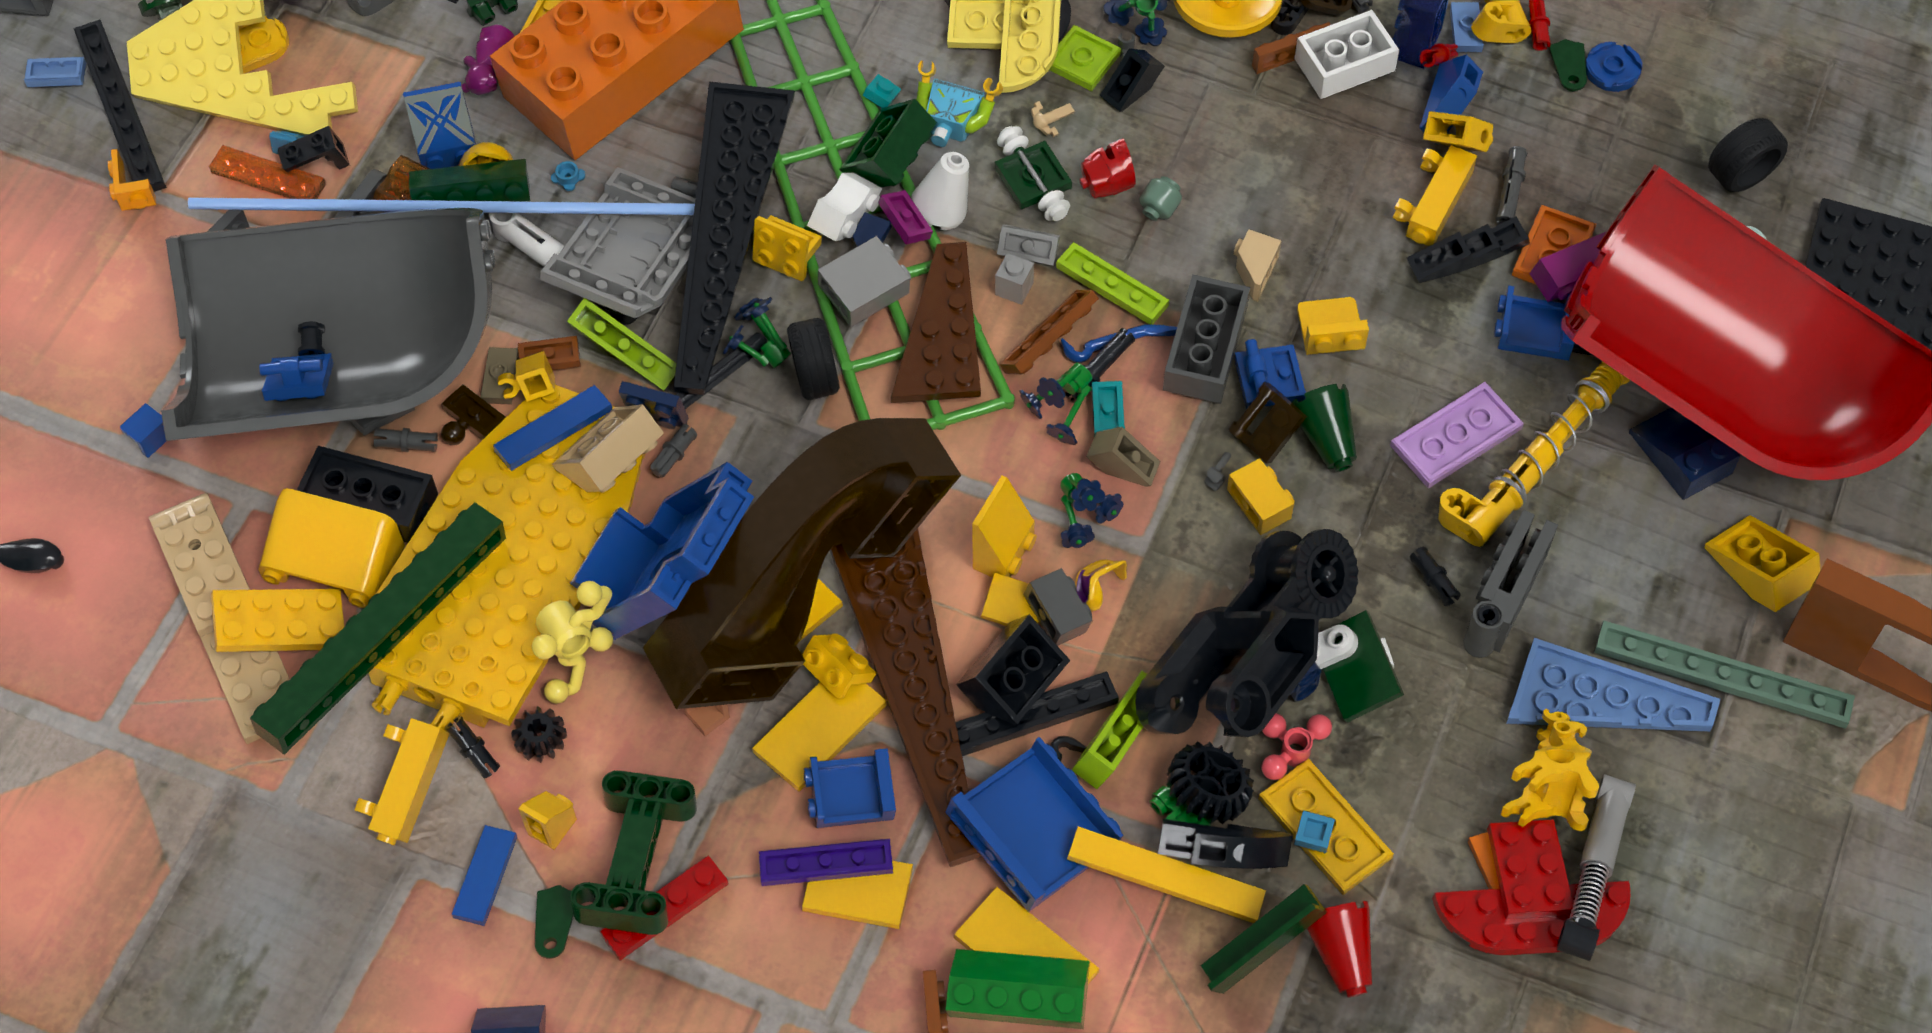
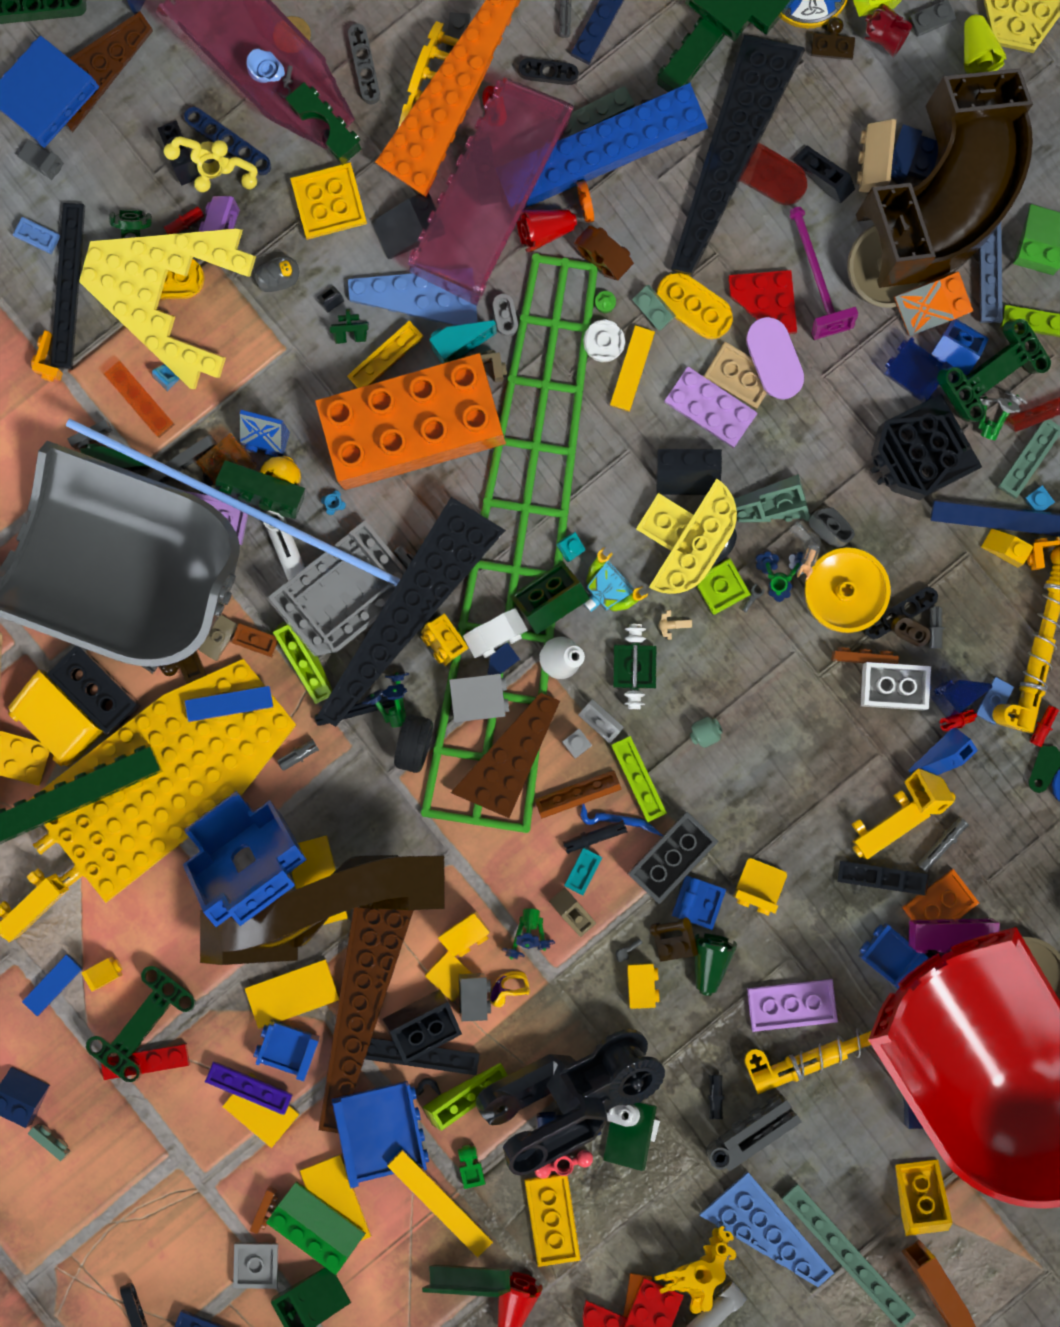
camera: 30 degrees right, 25 degrees up
(296, 377) = (88, 579): blue plate -> none
(311, 338) = (109, 554): black bush -> none
(312, 147) = (175, 398): black bracket -> none
(472, 747) = (79, 904): black pin -> none
(481, 75) = (322, 381): magenta piece -> none
(532, 376) = (233, 659): yellow brick -> none
(539, 722) = (131, 909): black gear -> none
(553, 920) = (81, 1029): dark green piece -> none
(569, 636) = (162, 872): light yellow wheel -> none
(610, 448) = (254, 740): tan slope -> none
(662, 406) = (303, 727): dark blue plate -> none
(836, 663) = (321, 962): yellow bracket -> none
(905, 217) = (531, 661): magenta plate -> none
(1073, 381) = (569, 846): plant -> none
(1108, 170) = (682, 694): red helmet -> none
(1132, 78) = (742, 626): black slope -> none
(1206, 789) = (495, 1171): black gear -> none
(1225, 847) = (488, 1212): black slope -> none
(1256, 260) = (740, 813): tan slope -> none
(1314, 831) = (539, 1226): dark azure plate -> none

